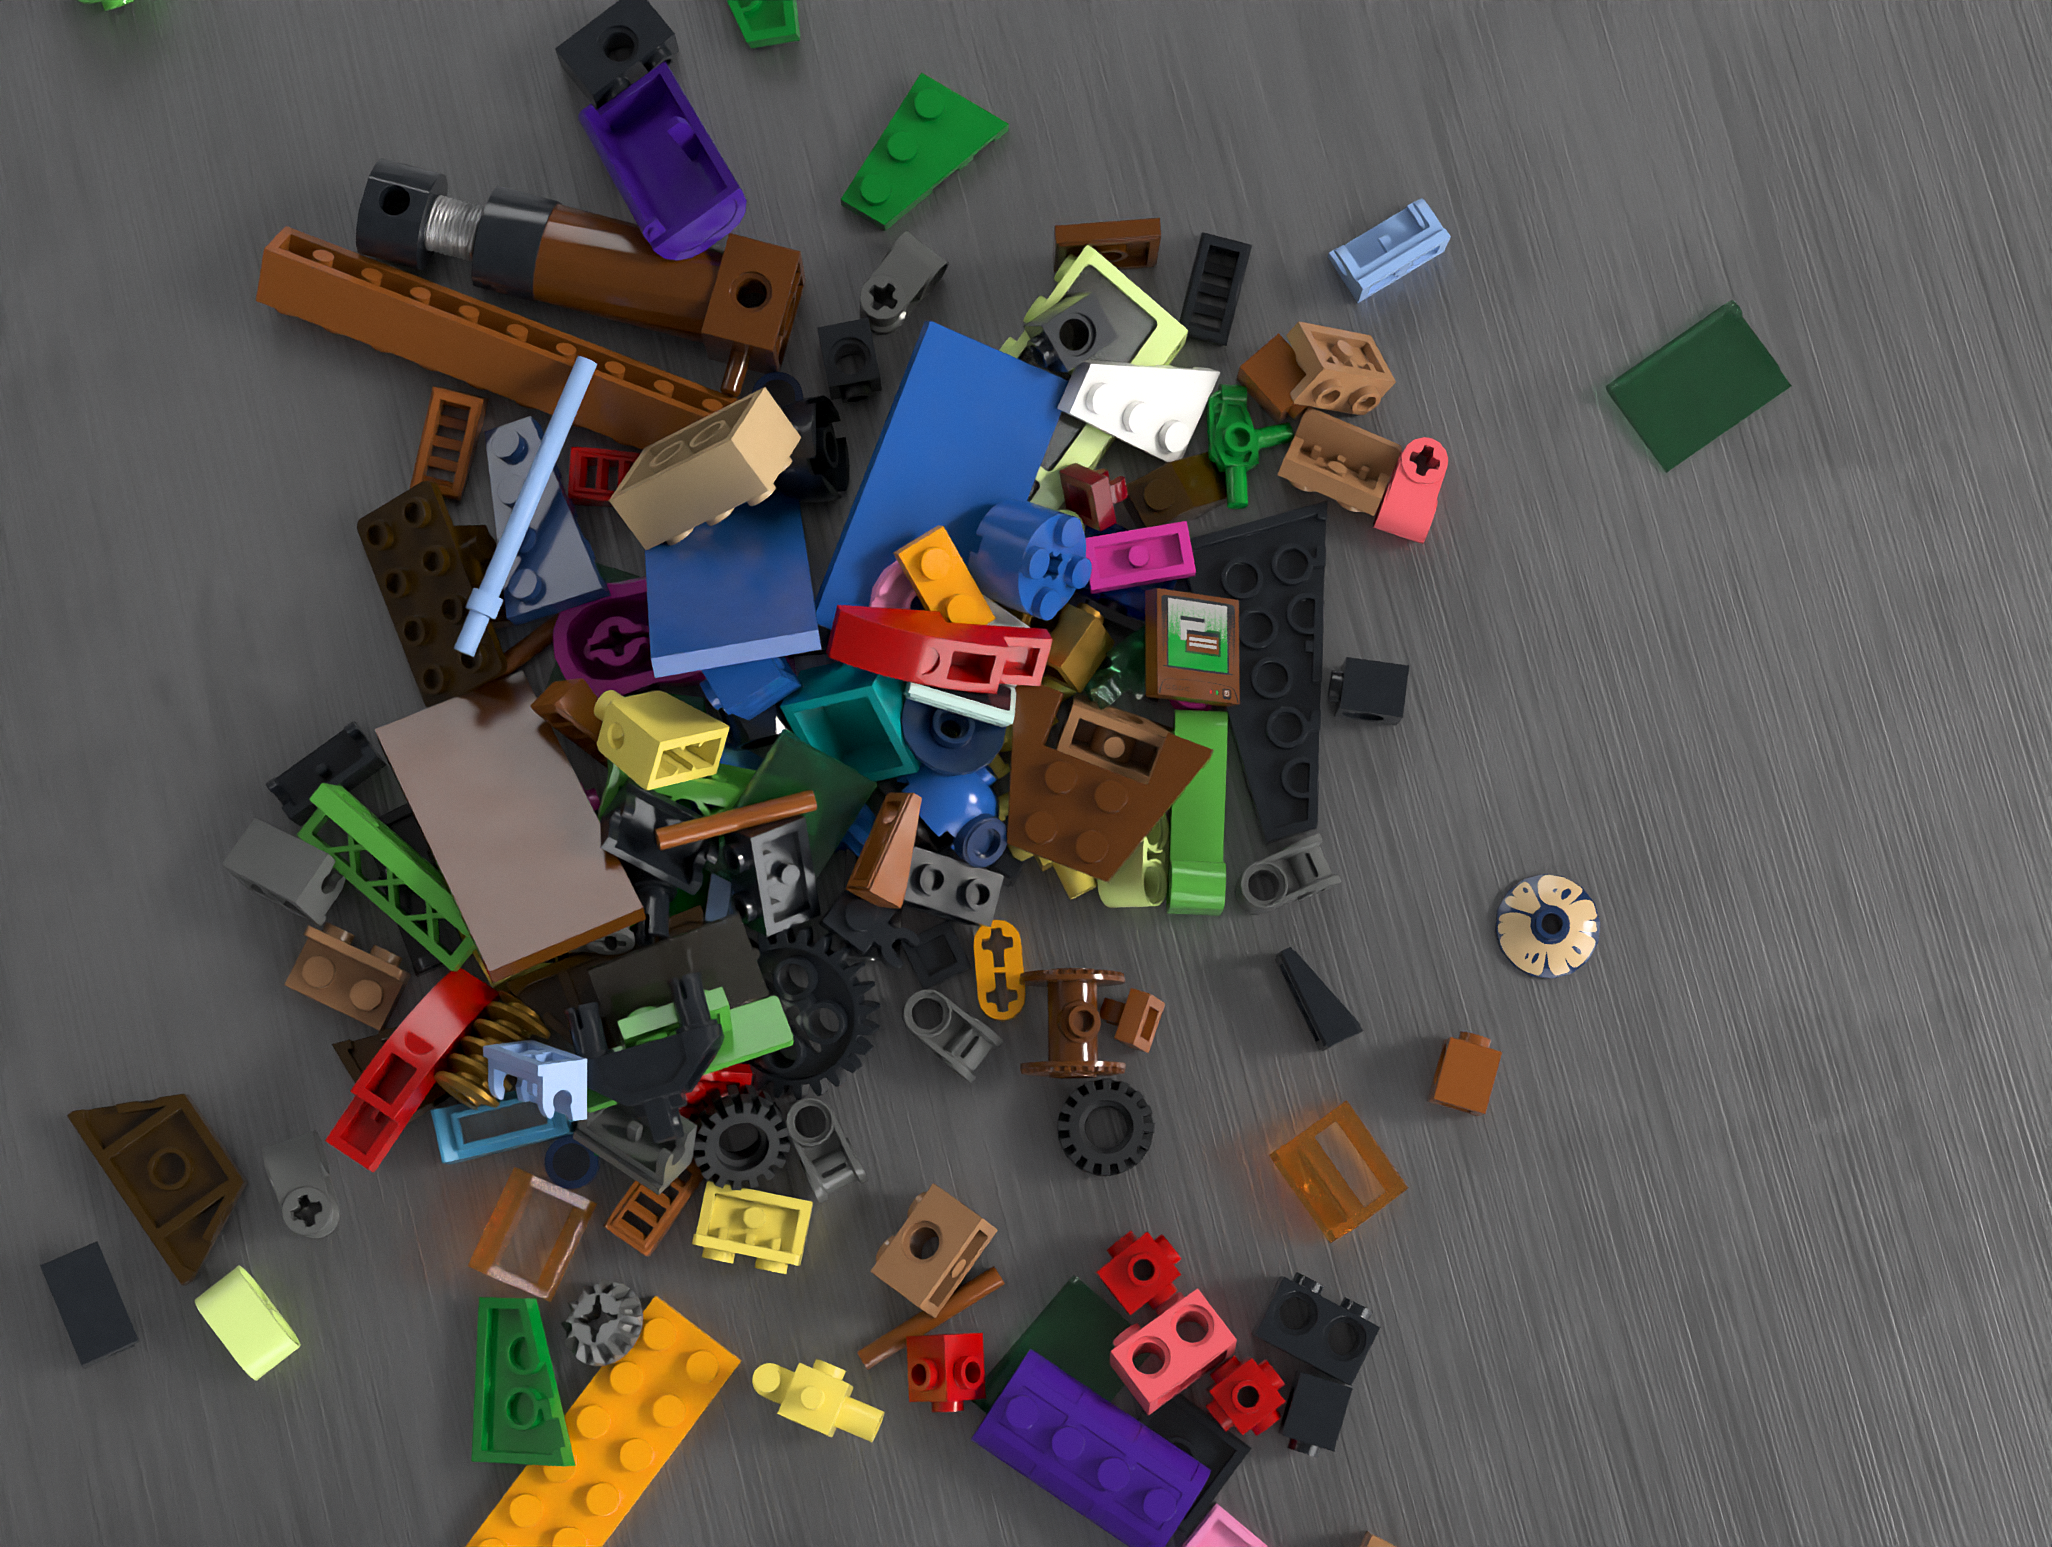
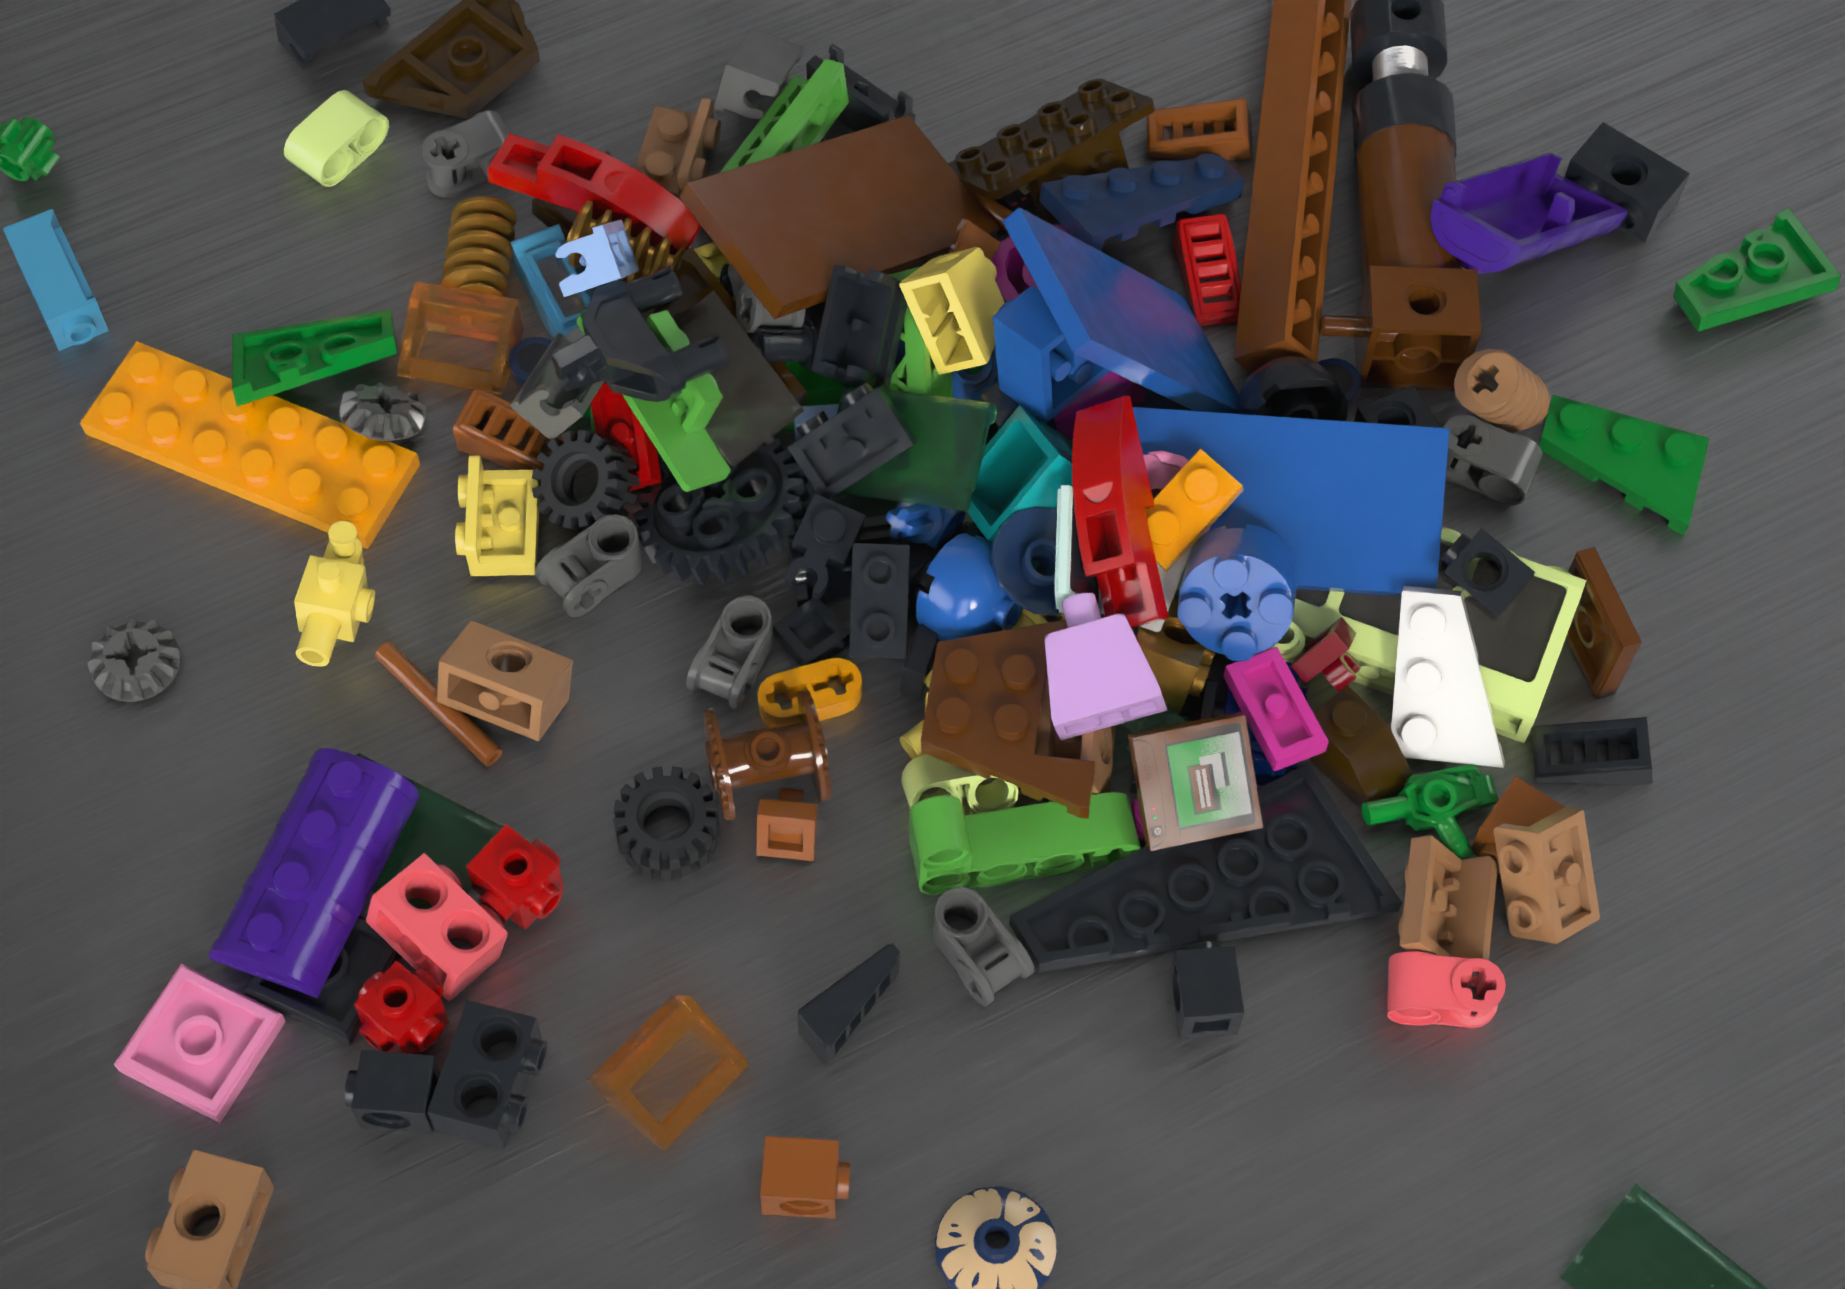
camera: 80 degrees right, 20 degrees down
(438, 1199) = (479, 246): none -> pearl gold piece
(485, 601) = (1051, 159): light blue bar -> none
(706, 470) = (1235, 298): tan brick -> none
(735, 819) = (894, 382): dark orange piece -> none
(843, 249) = (1501, 390): none -> medium nougat piece
(887, 853) = (882, 522): dark orange slope -> none
(946, 1370) = (382, 715): red brick -> none
(981, 840) = (934, 618): dark blue tile -> none
(1088, 706) = (1097, 671): none -> lavender torso
(1390, 250) = (1697, 919): light blue hinge -> none

